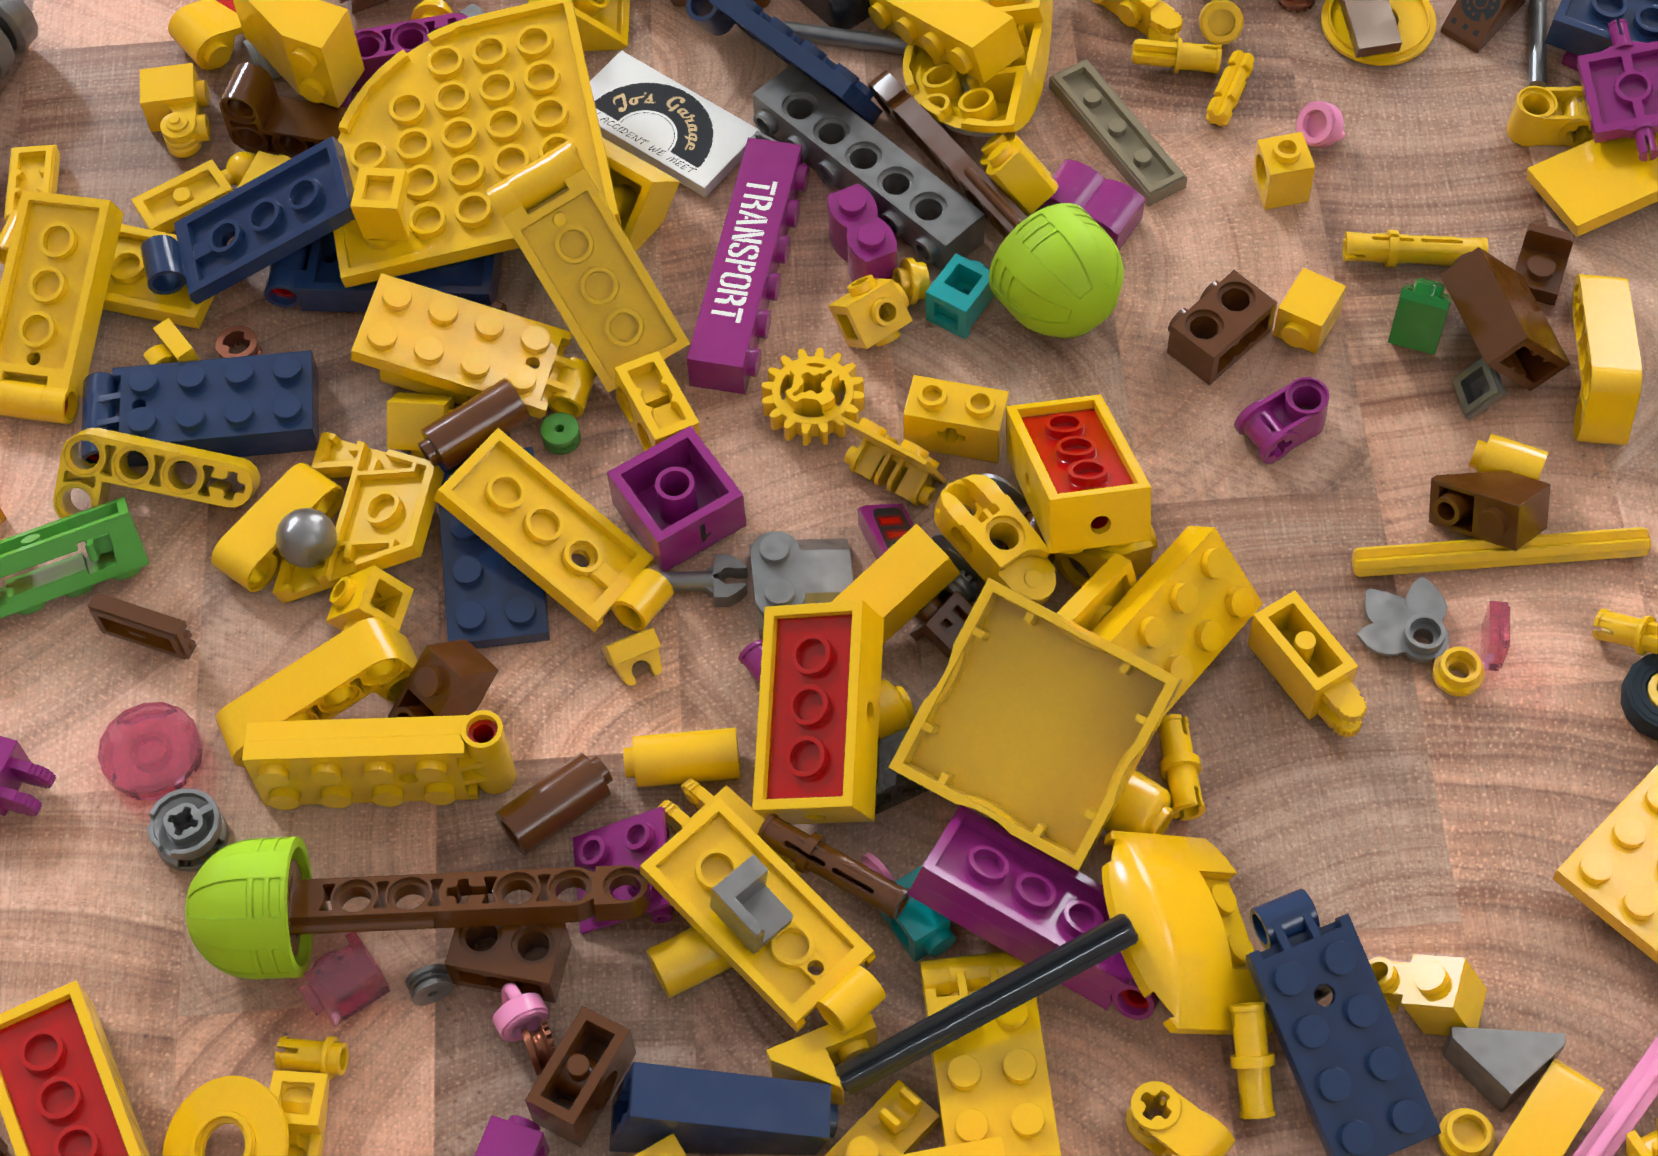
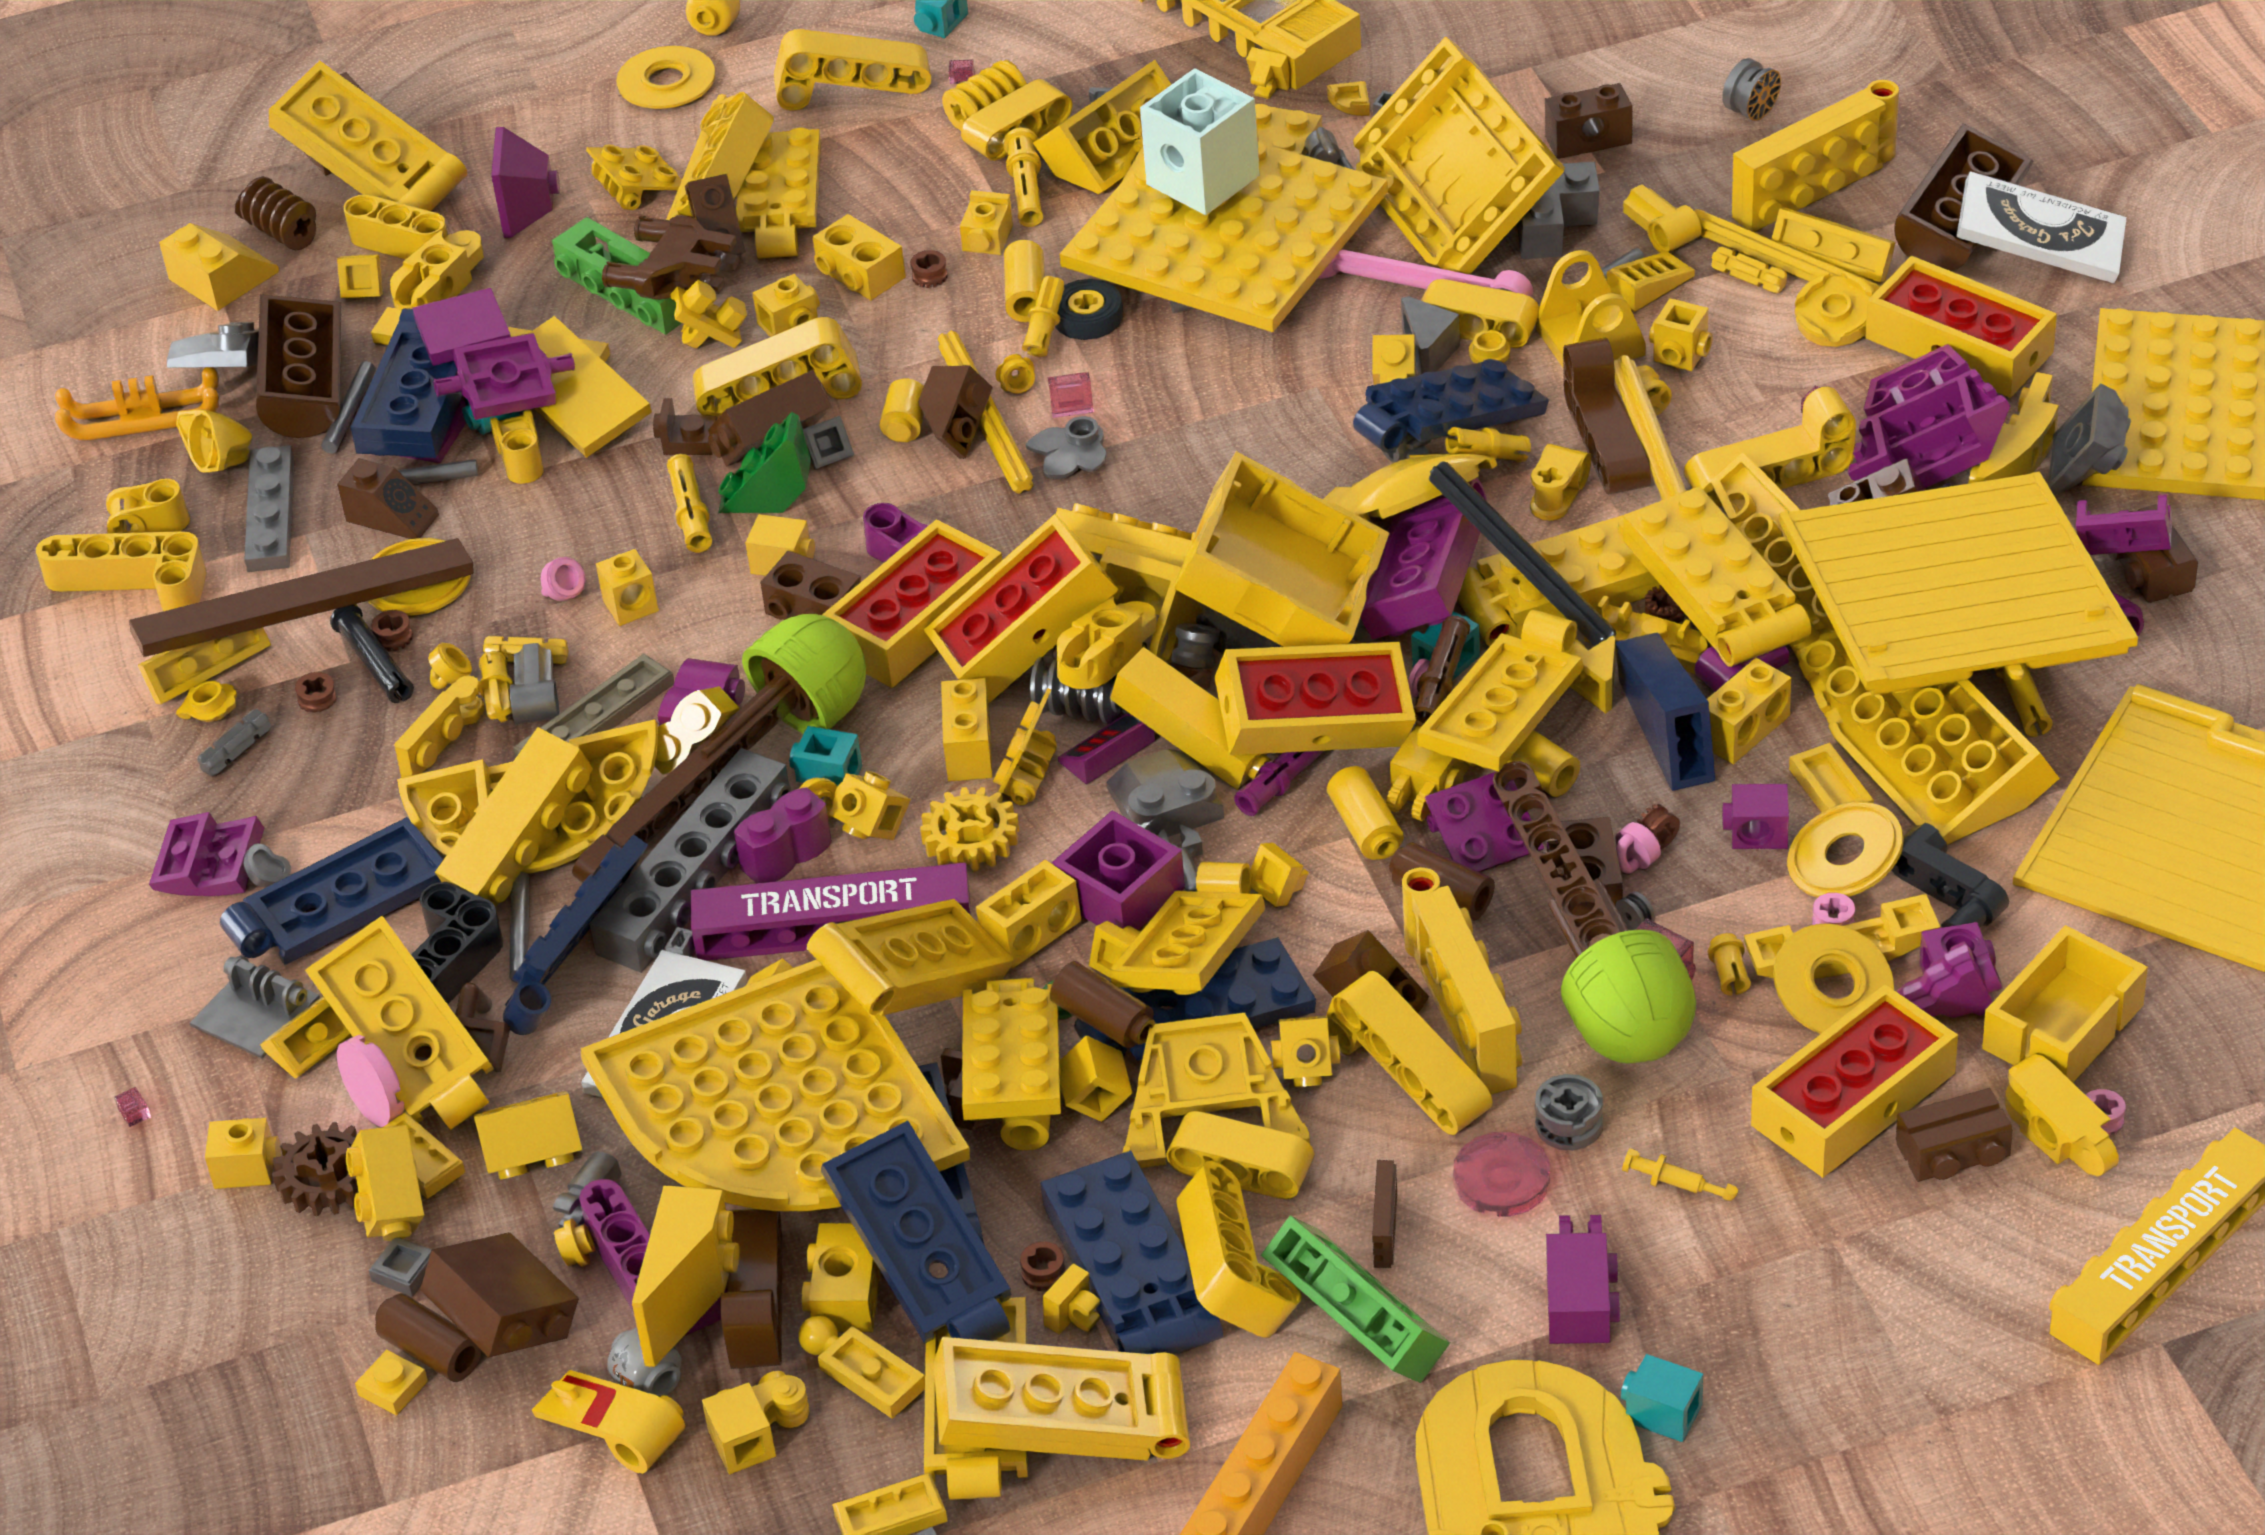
camera: 105 degrees left, 15 degrees down
(62, 906) = (1674, 1175): none -> yellow piece
(306, 537) = (1259, 1097): flat silver piece -> none
(380, 203) = (890, 1099): yellow panel -> none
(581, 1076) = (1676, 778): reddish brown brick -> none
(590, 482) = (1109, 945): none -> yellow tile
(749, 905) = (1506, 686): flat silver panel -> none
(1151, 81) = (535, 690): none -> flat silver piece
(1165, 404) = (907, 595): none -> brick
(1308, 663) = (1139, 474): yellow hinge -> none
(1459, 659) = (1107, 411): yellow plate -> none
(1555, 593) = (1020, 382): none -> yellow plate

